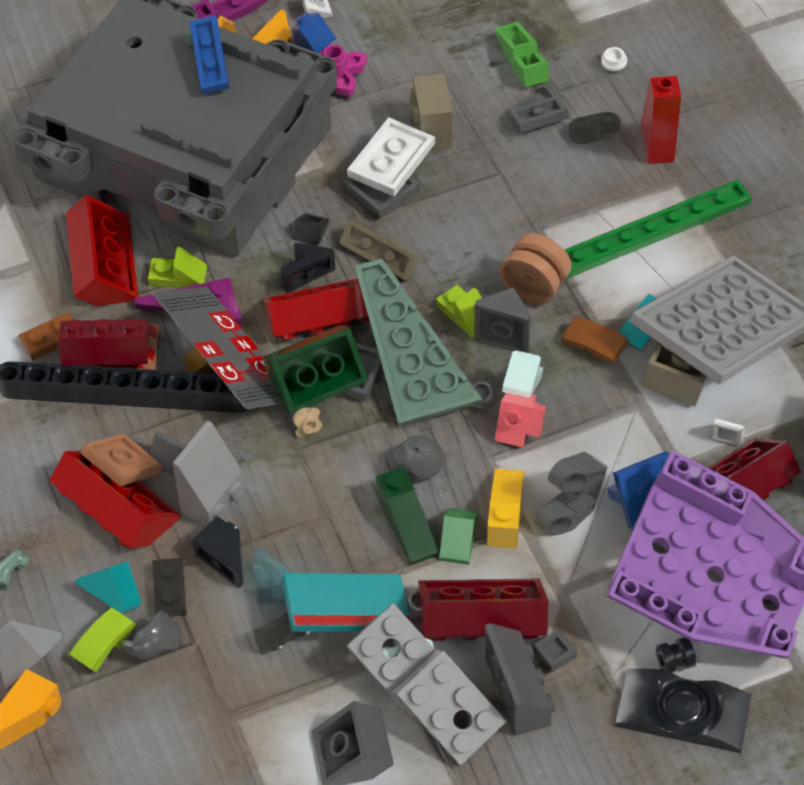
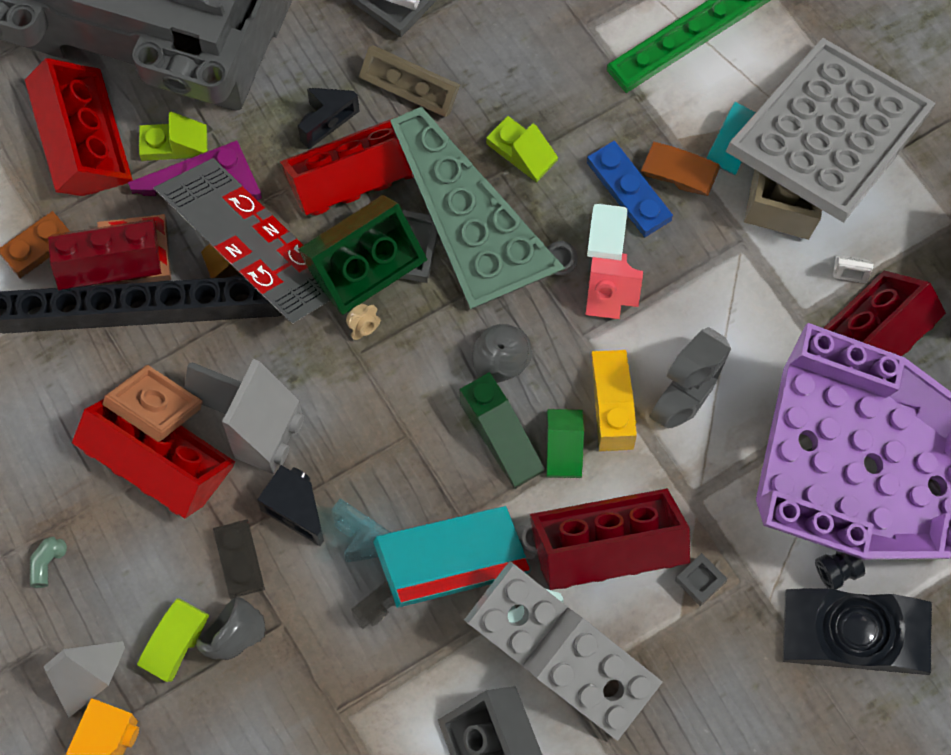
camera: 10 degrees left, 15 degrees up
(113, 586) = (172, 570): teal slope -> none
(310, 228) = (321, 61): pearl dark grey slope -> none
(503, 321) = (574, 162): dark grey slope -> none
(517, 679) = (666, 626): dark grey slope -> none
(535, 268) = (599, 88): nougat wheel -> none
(554, 356) = (629, 188): none -> blue plate
(634, 485) = (764, 358): blue bracket -> none

